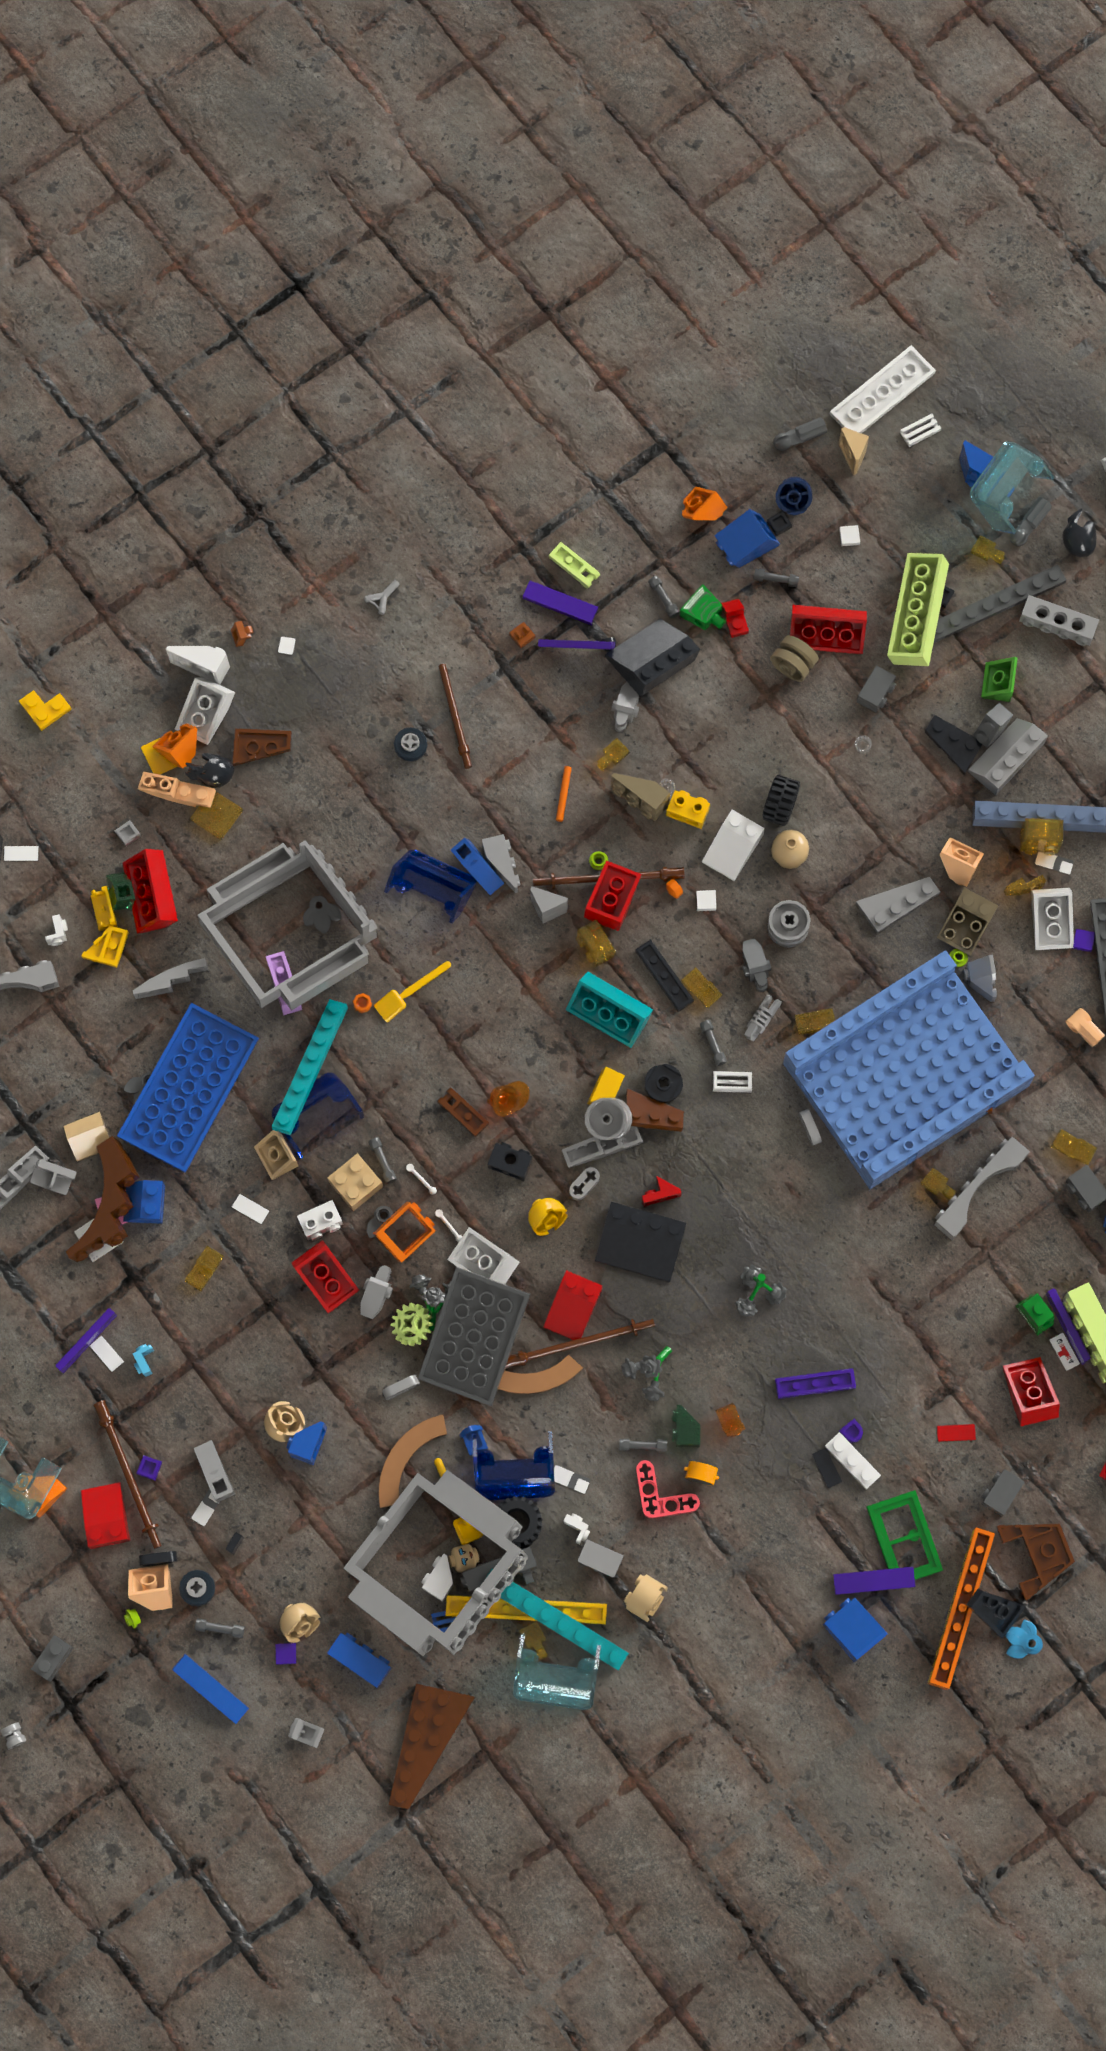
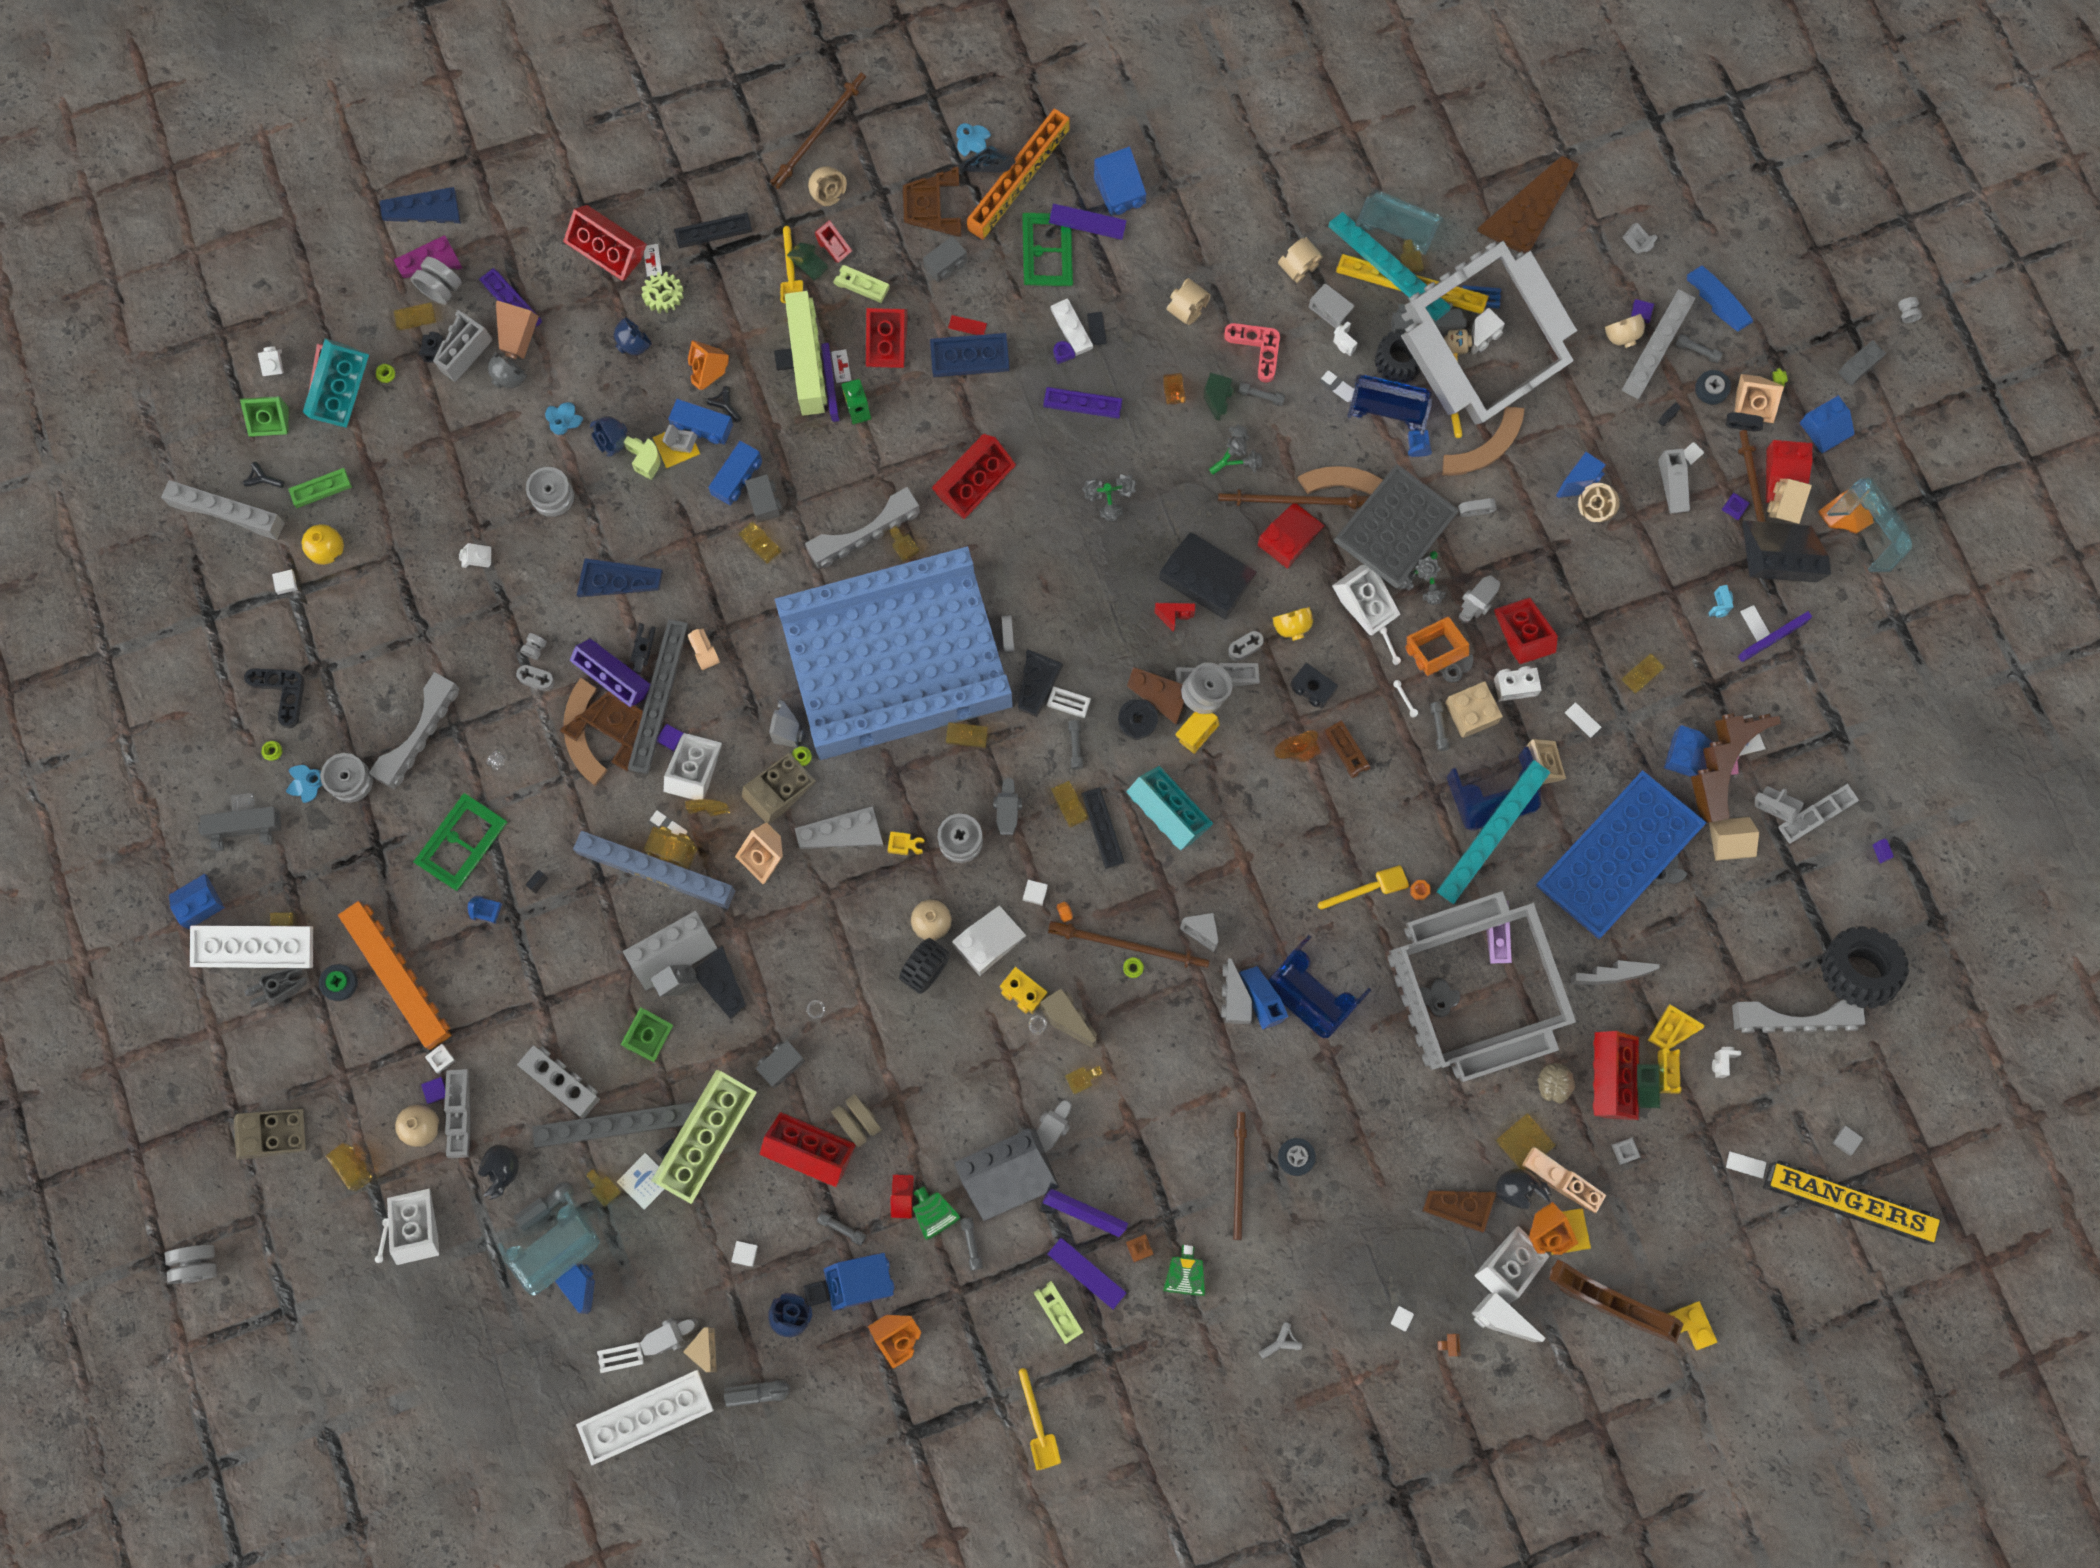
camera: 165 degrees left, 0 degrees up
(74, 1581) = (1829, 424): none -> blue slope
(94, 1426) = (1784, 552): none -> black slope
(100, 1476) = (1789, 500): none -> tan brick
(117, 702) = (1615, 1304): none -> reddish brown arch
(201, 870) = (1556, 1083): none -> dark tan hair
(260, 1618) = (1658, 344): none -> light grey arch
(359, 1659) = (1576, 284): blue brick -> none
(407, 1325) = (1459, 566): yellowish green gear -> none
(477, 623) = (1185, 1274): none -> green torso
(553, 463) = (1044, 1447): none -> yellow piece
(563, 794) = (1148, 1052): orange bar -> none
(596, 943) = (1163, 879): clear yellow brick -> none
(612, 895) = (1131, 921): red slope -> none
(701, 1473) = (1216, 350): light orange piece -> none
(744, 1514) = (1188, 302): none -> tan brick
(762, 1017) = (1019, 753): light grey hinge -> none
(767, 1091) = (1038, 681): none -> black wing
(839, 906) = (901, 844): none -> yellow plate
(886, 454) = (669, 1336): none -> light grey hinge
(895, 1272) = (974, 475): none -> red slope
(942, 1397) = (969, 355): none -> dark blue plate
(959, 567) = (638, 1181): none -> white sticker
(1075, 1441) = (862, 284): none -> yellowish green plate

